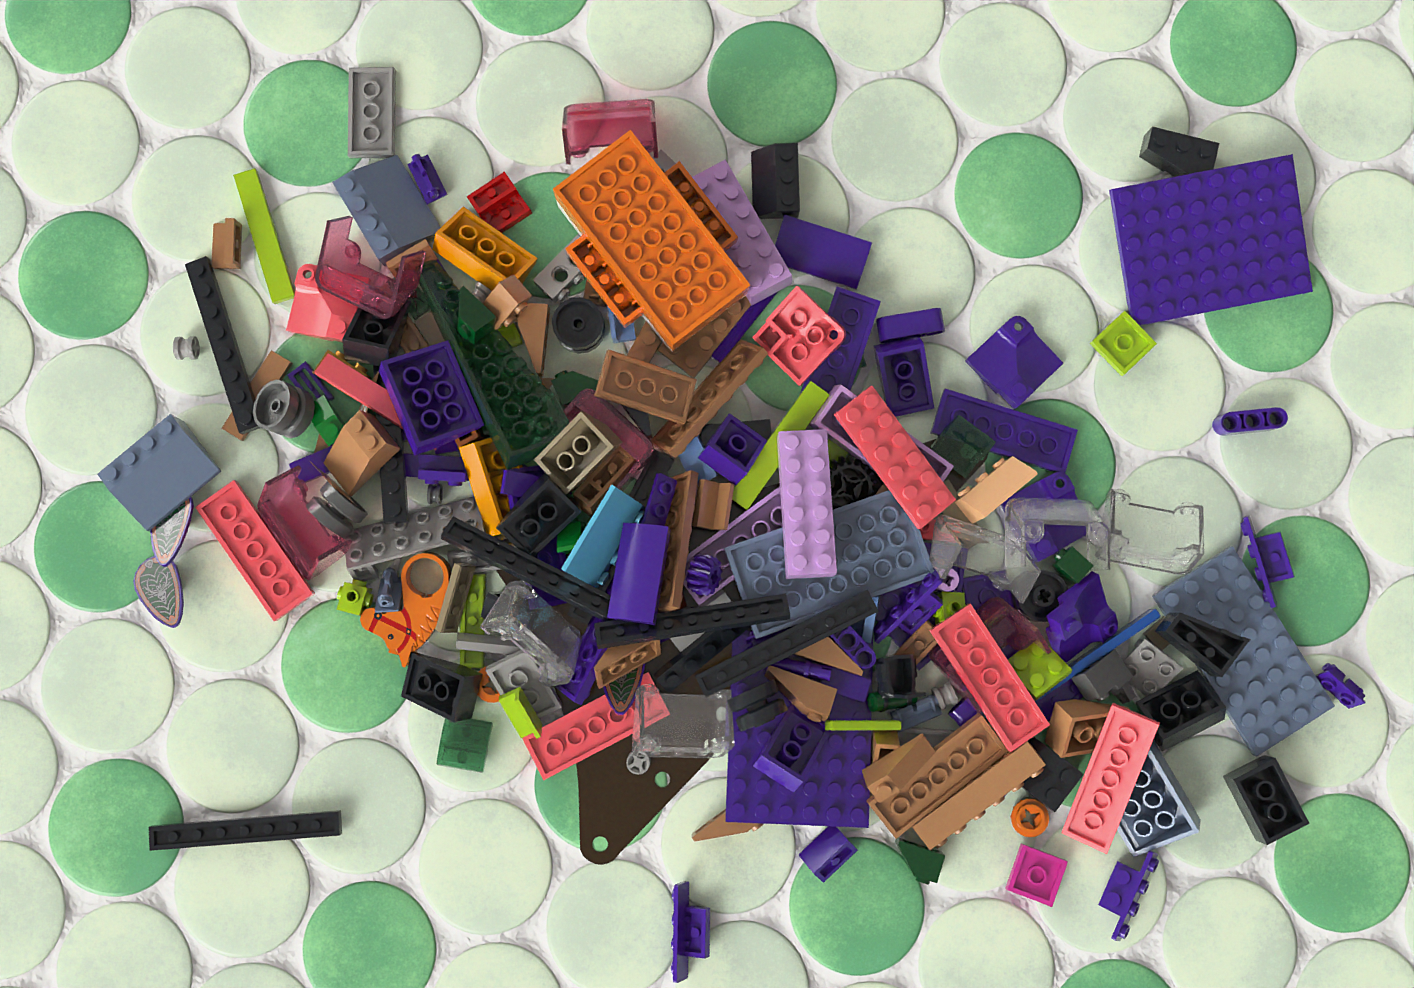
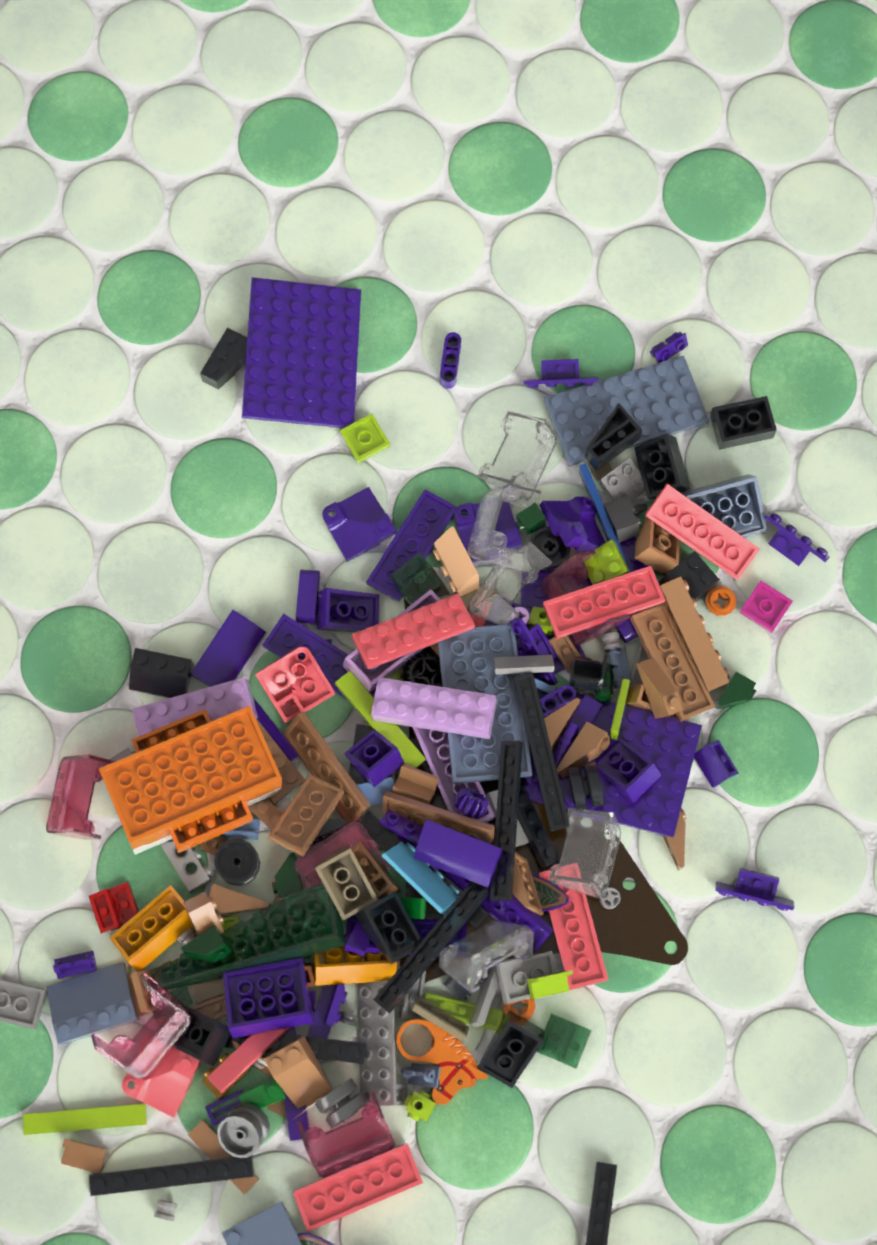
camera: 75 degrees left, 10 degrees down
(886, 598) = (523, 664): none -> light grey tile

